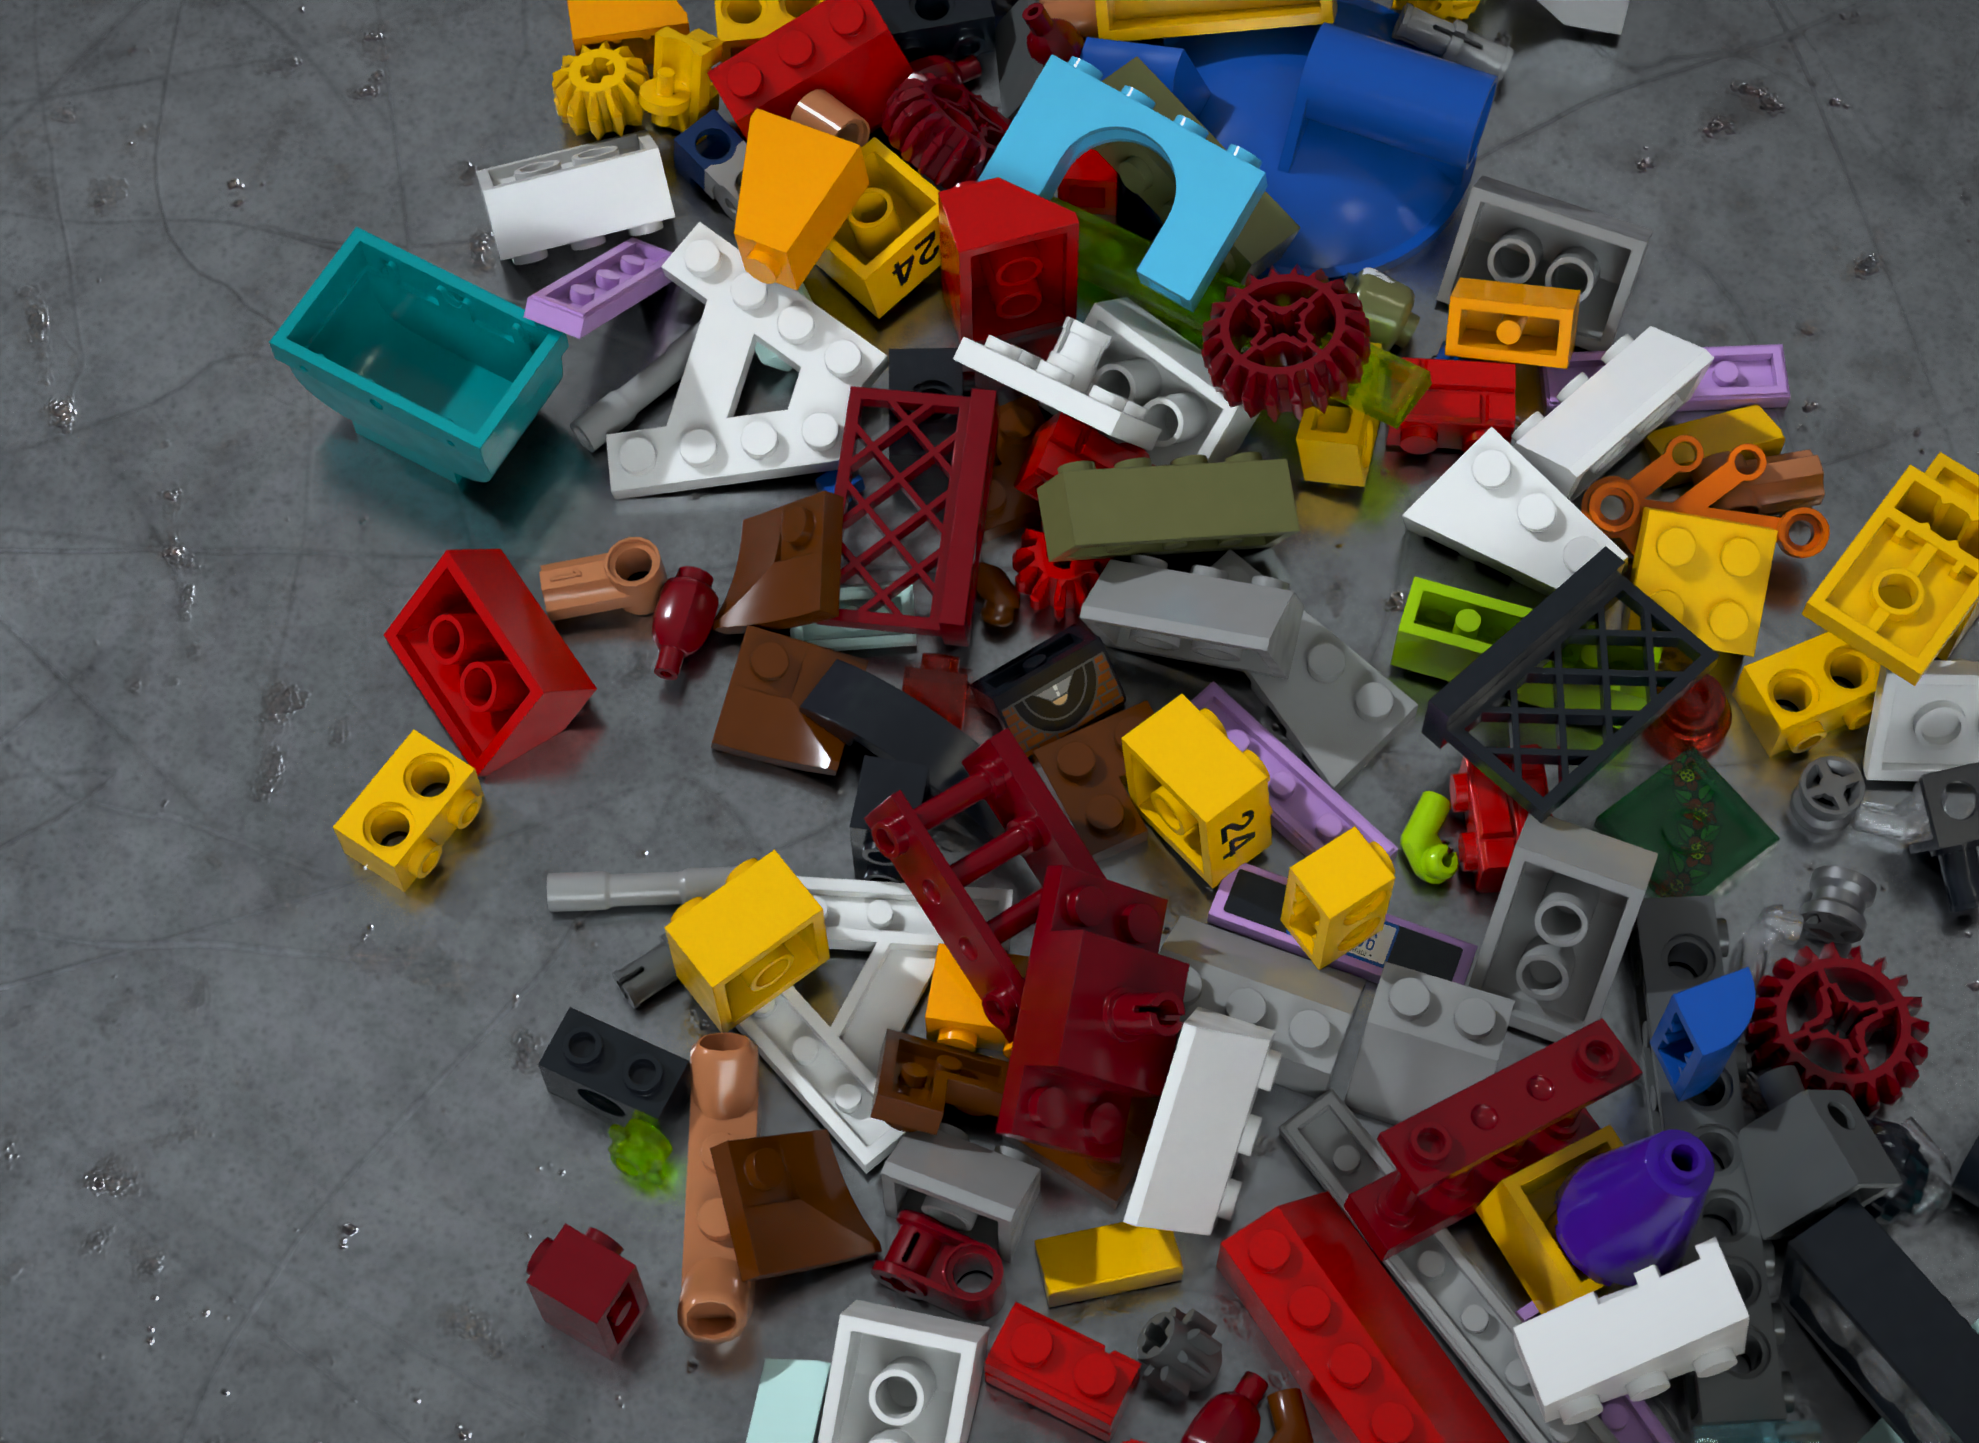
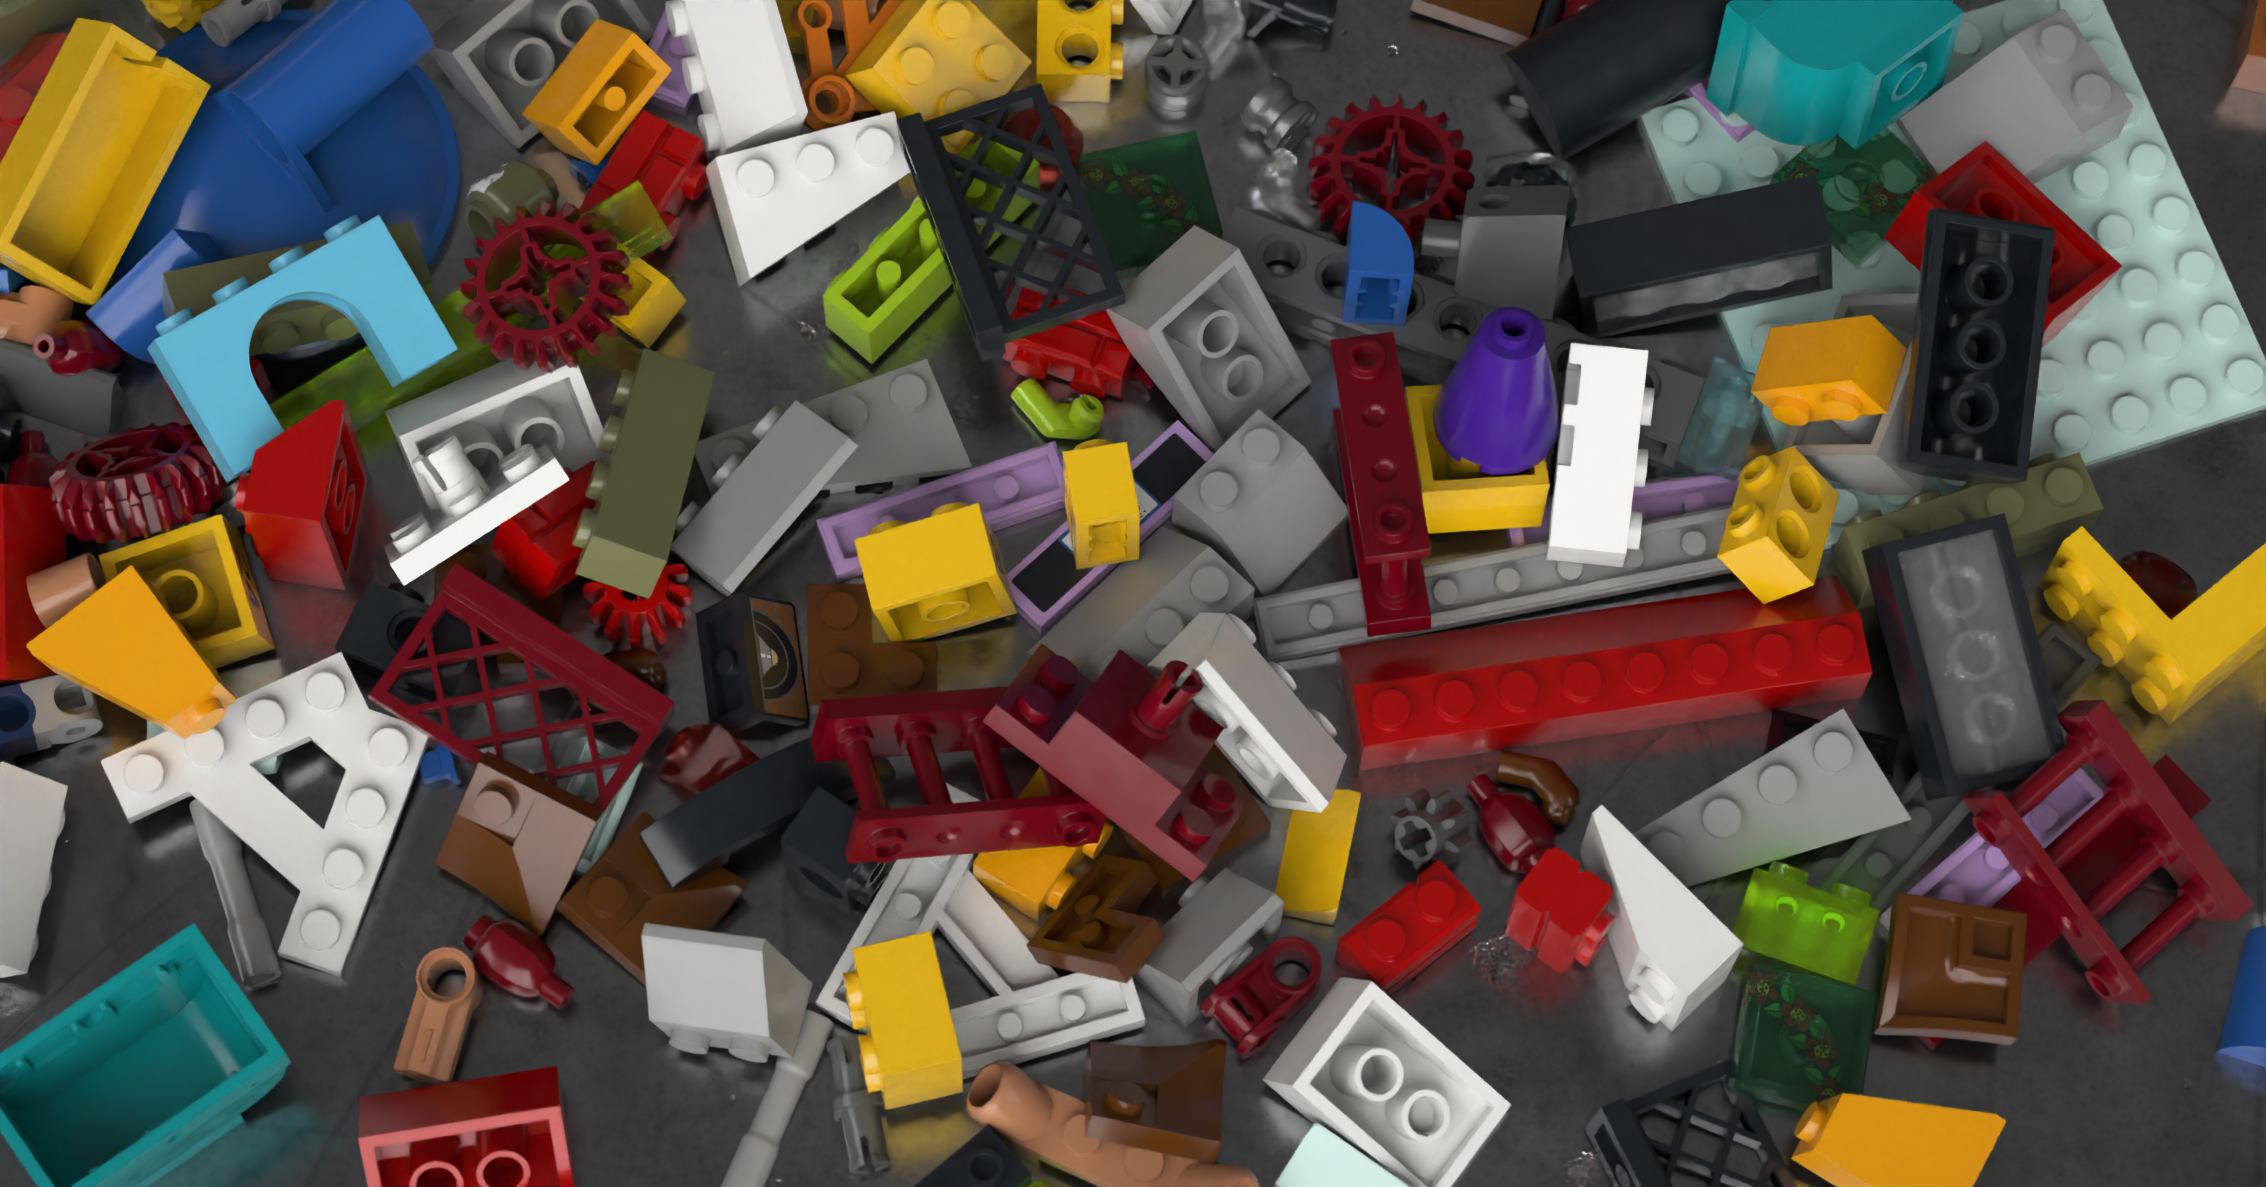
camera: 70 degrees left, 5 degrees up
(600, 289) = (136, 877): lavender tile -> none
(712, 788) = (723, 992): none -> light grey slope

